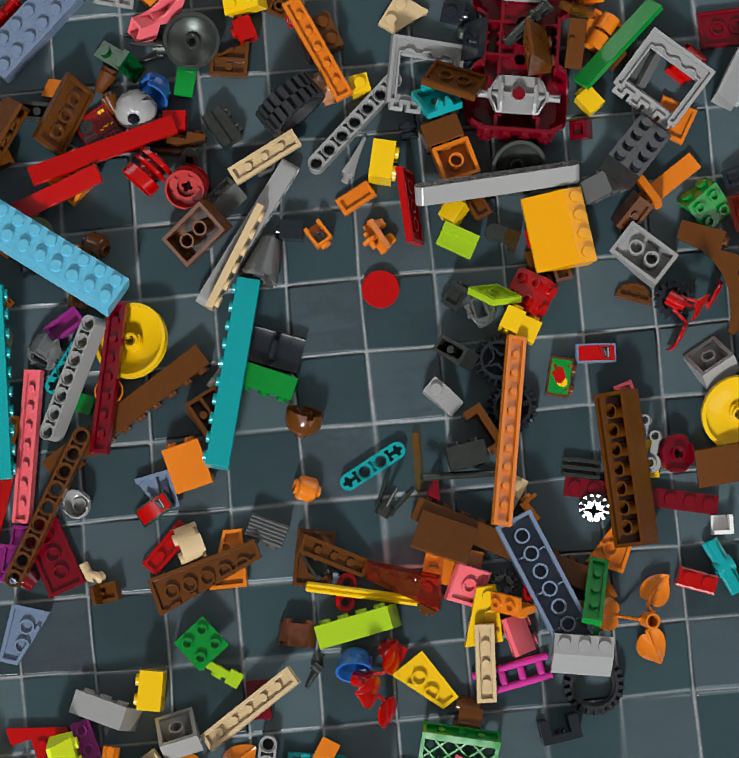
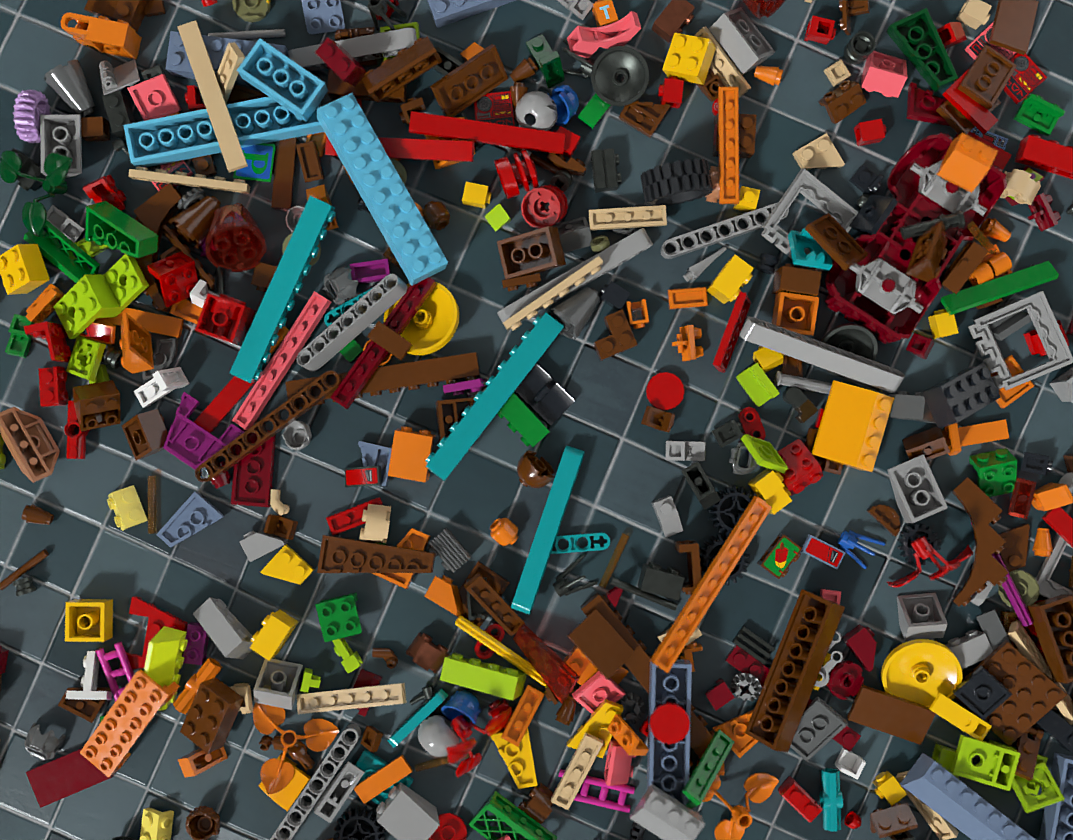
camera: 25 degrees right, 5 degrees up
(24, 161) = (414, 104): none -> reddish brown bracket
(96, 618) = (260, 543): none -> light grey slope
(115, 374) = (390, 340): none -> reddish brown slope
(122, 209) = (476, 195): none -> yellow brick
(131, 626) = (288, 566): none -> yellow wing
(151, 218) = (497, 217): none -> lime slope
(198, 382) = (458, 388): none -> magenta plate
(203, 716) = (309, 680): none -> lime tile
(208, 258) = (514, 283): none -> reddish brown plate
(252, 192) = (599, 243): none -> olive tile
(261, 655) = (387, 654): none -> reddish brown arm
(284, 571) = (445, 594): none -> orange slope
(288, 737) = (371, 738): none -> reddish brown plate
(315, 265) = (620, 336): none -> reddish brown brick
(319, 696) = (425, 710): none -> teal beam
(343, 465) = (547, 530): none -> teal beam
(343, 702) = (436, 735): none -> light grey piece
(361, 724) = (433, 763): none -> clear orange bar
(387, 316) = (658, 419): none -> reddish brown bracket
(411, 641) = (522, 715): none -> orange tile
(427, 331) = (685, 451): none -> light grey slope
(448, 616) = (566, 711): none -> reddish brown cone
(473, 276) = (752, 425): none -> red plate
(495, 217) = (802, 383): none -> light grey axle
(539, 570) = (669, 723): none -> red tile
(573, 527) = (719, 694): none -> dark red panel
(612, 331) = (848, 540): none -> blue plant
(674, 416) = (862, 645): none -> dark red slope
(674, 510) = (816, 728): none -> dark grey tile

